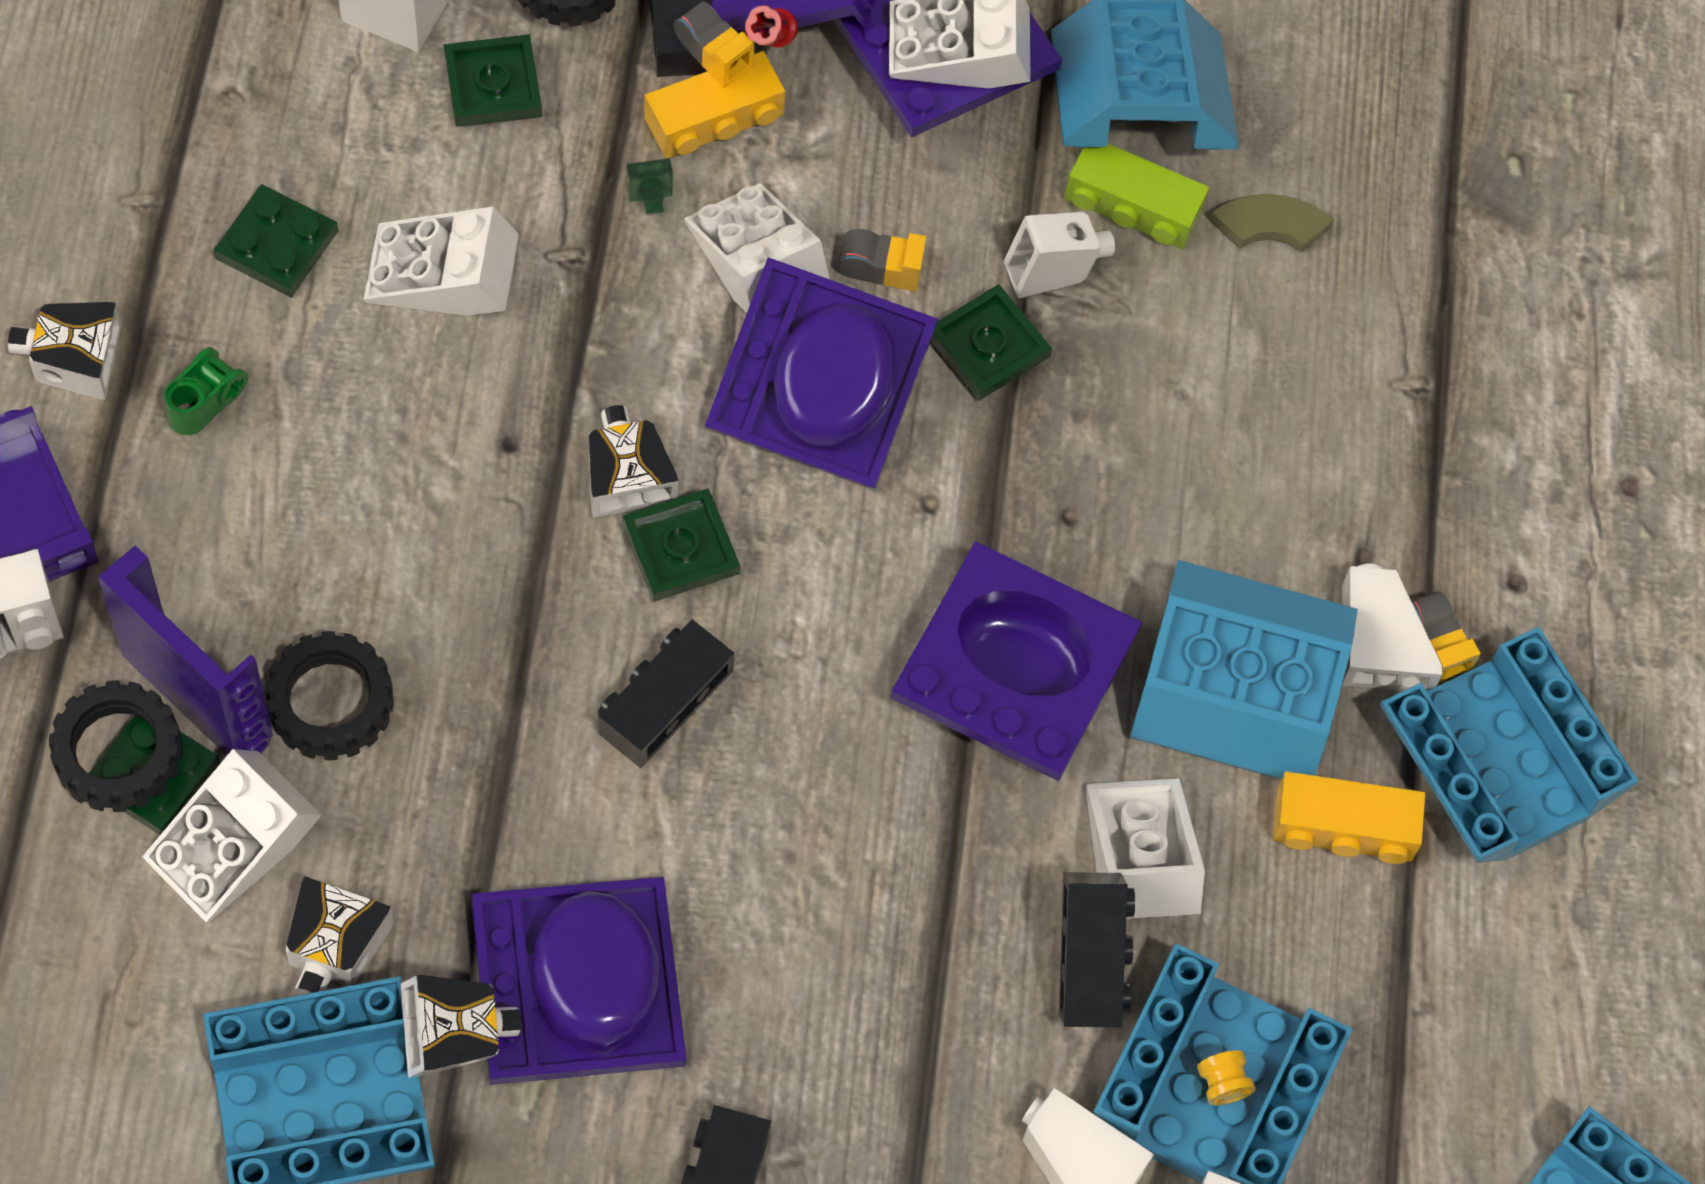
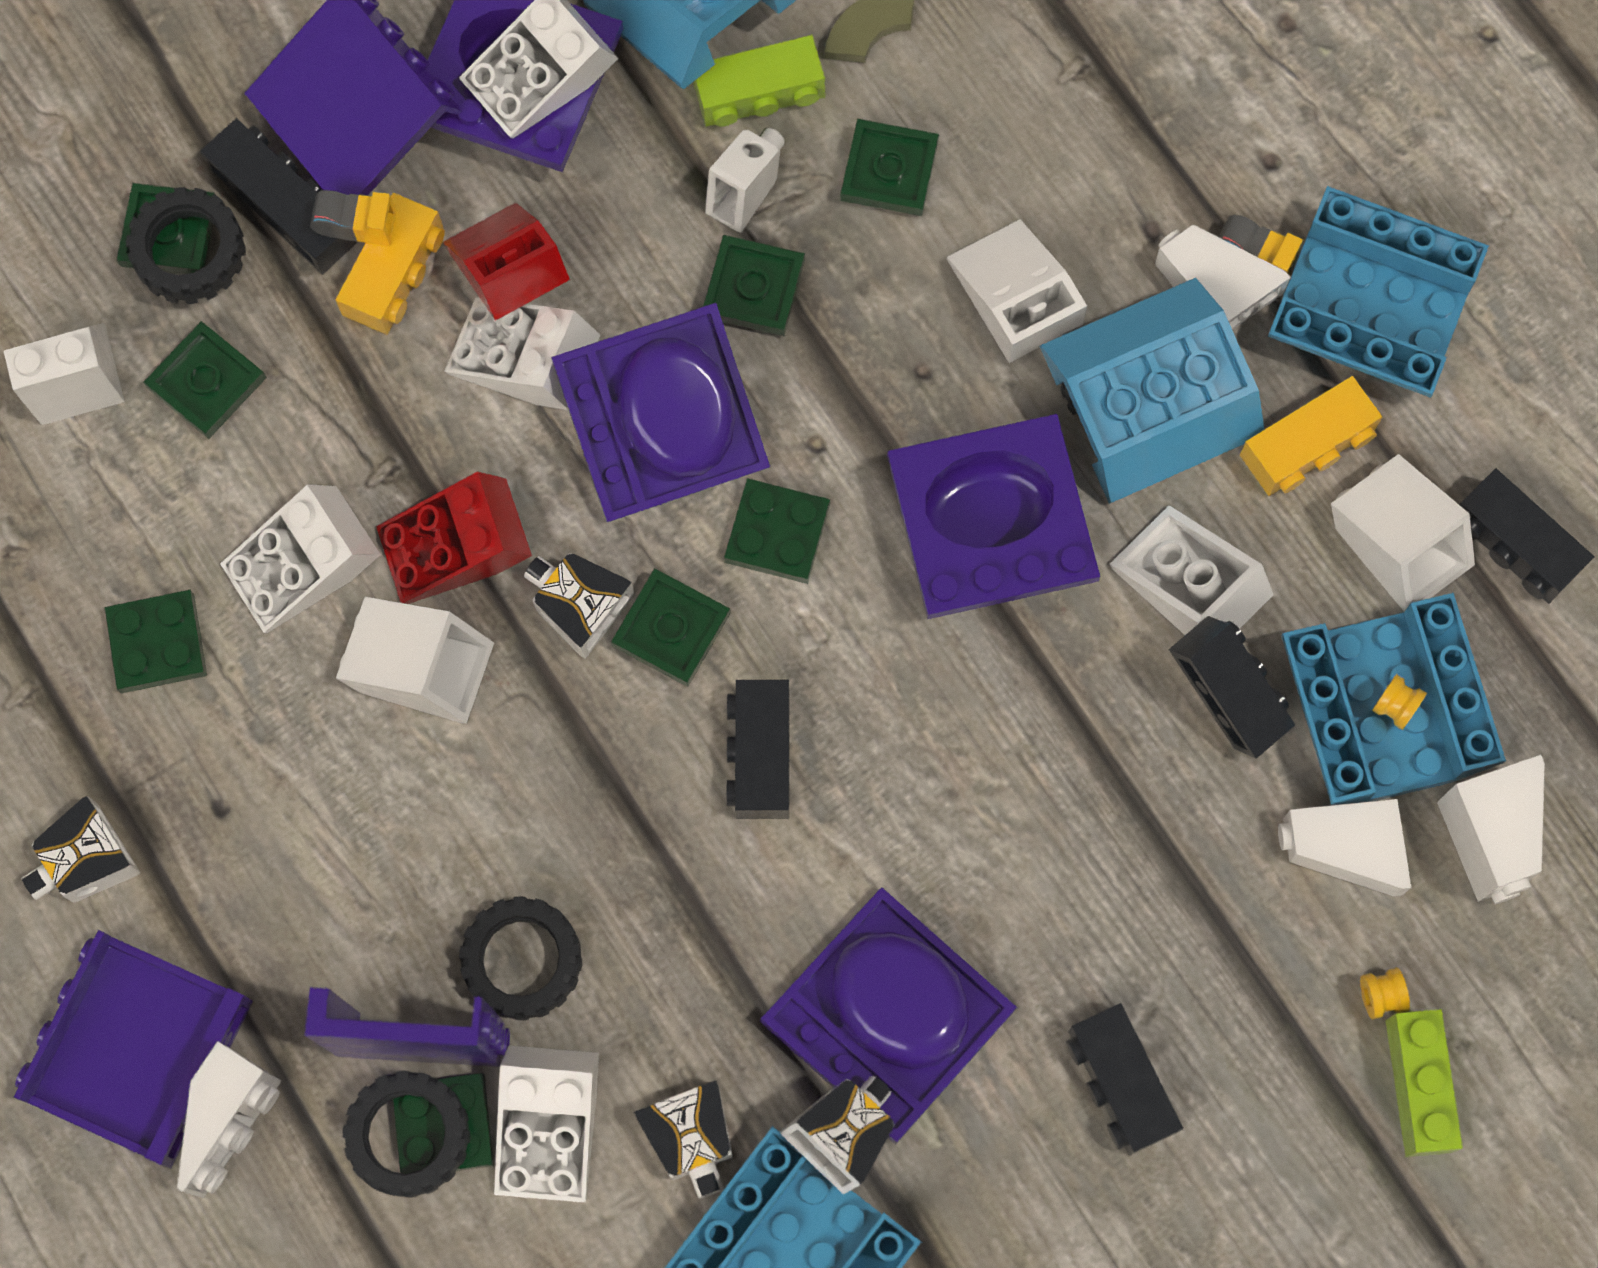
camera: 30 degrees left, 10 degrees up
(208, 386) = (212, 797): green piece -> none
(459, 407) = (415, 658): none -> white slope
(575, 344) = (454, 538): none -> red slope
(650, 183) = (398, 365): clear green tile -> none
(780, 34) = (398, 180): red bush -> none
(804, 169) = (508, 259): none -> red slope
(835, 542) = (777, 531): none -> dark green plate
(883, 258) = (621, 283): leg -> none
(1184, 338) = (889, 167): none -> dark green plate
(1203, 510) = (1018, 289): none -> white slope
(1361, 954) = (1405, 531): none -> white slope
(1459, 1041) = (1524, 537): none -> black brick

